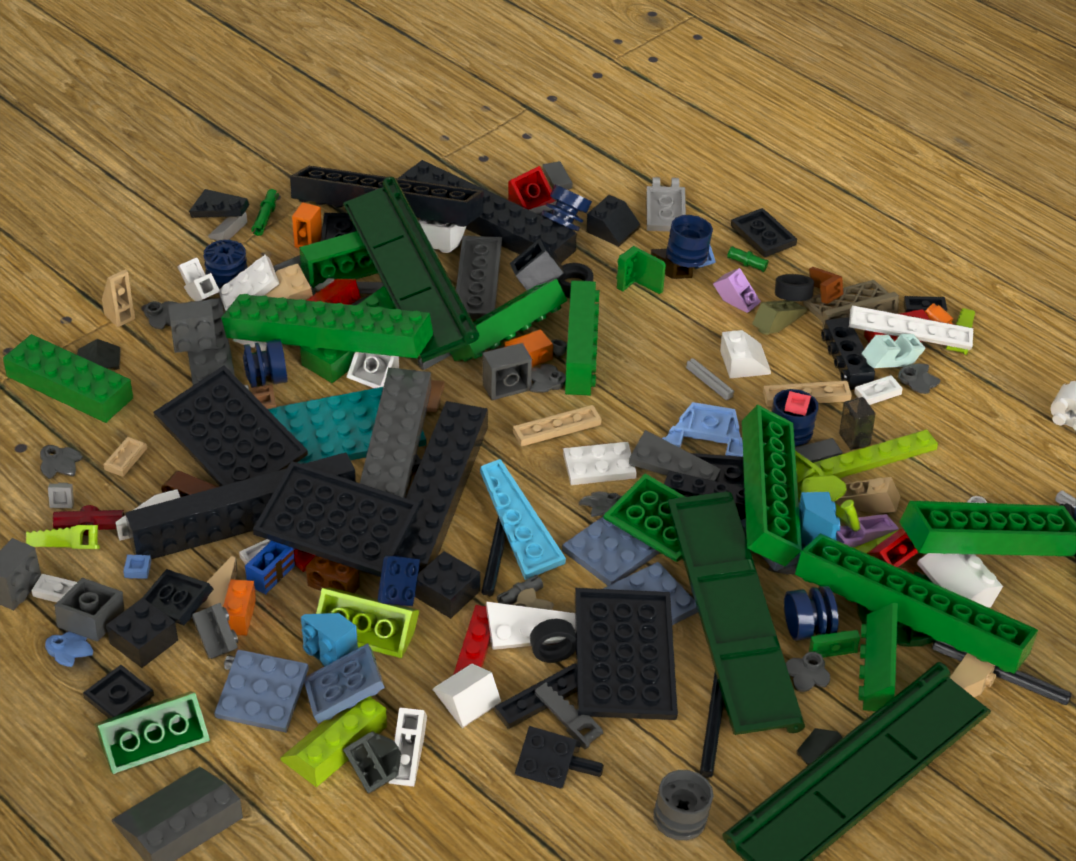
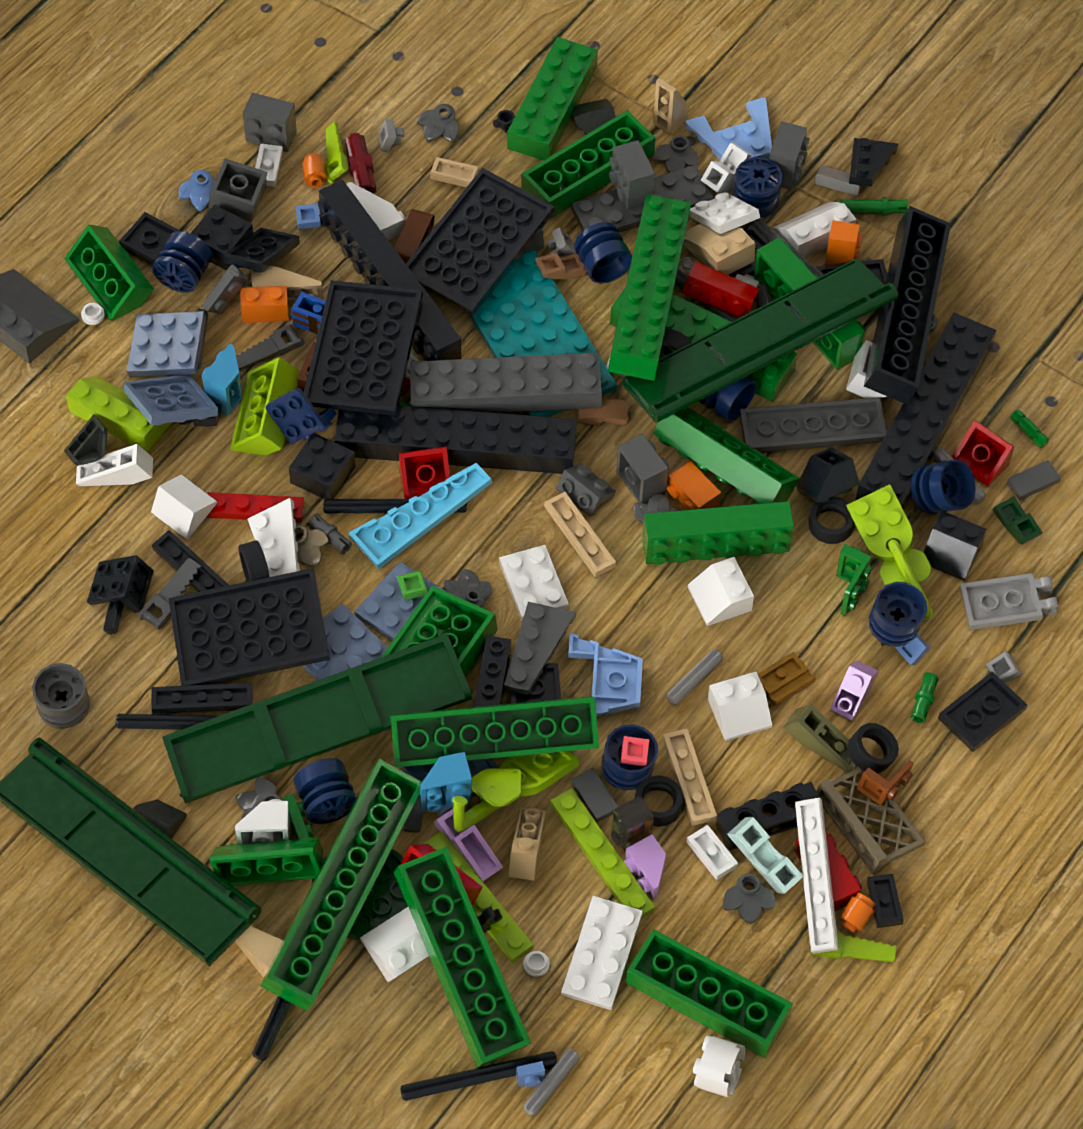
camera: 80 degrees right, 15 degrees up
(76, 415) = (504, 120): none -> black plate
(82, 554) = (314, 170): none -> orange brick
(154, 357) = (584, 163): none -> green brick
(161, 272) = (751, 135): none -> light blue wing
(168, 660) = (182, 262): none -> dark blue wheel
(194, 236) = (789, 152): none -> dark grey brick
(199, 751) = (92, 314): none -> white plate
(275, 239) = (811, 230): none -> white slope
(287, 615) = (270, 347): none -> dark grey piece
(472, 515) = (422, 470): none -> red slope
(509, 169) = (1029, 428): none -> green axle
(509, 415) = (584, 488): none -> dark grey bracket
(595, 533) = (412, 585): none -> bright green tile
(597, 189) = (1015, 520): none -> dark green slope
(607, 243) = (883, 525): none -> lime plate
(633, 348) = (721, 592): none -> white slope
(691, 703) = (201, 698): none -> black plate
(716, 323) = (785, 678): none -> pearl gold plate
(723, 217) = (1004, 667): none -> light grey slope
(830, 403) = (664, 784): none -> black tyre
(845, 657) = (265, 823): none -> white slope
(892, 425) = (648, 863): none -> lavender slope
(969, 464) = (601, 953): none -> white plate
(1009, 405) = (709, 993): none -> green brick

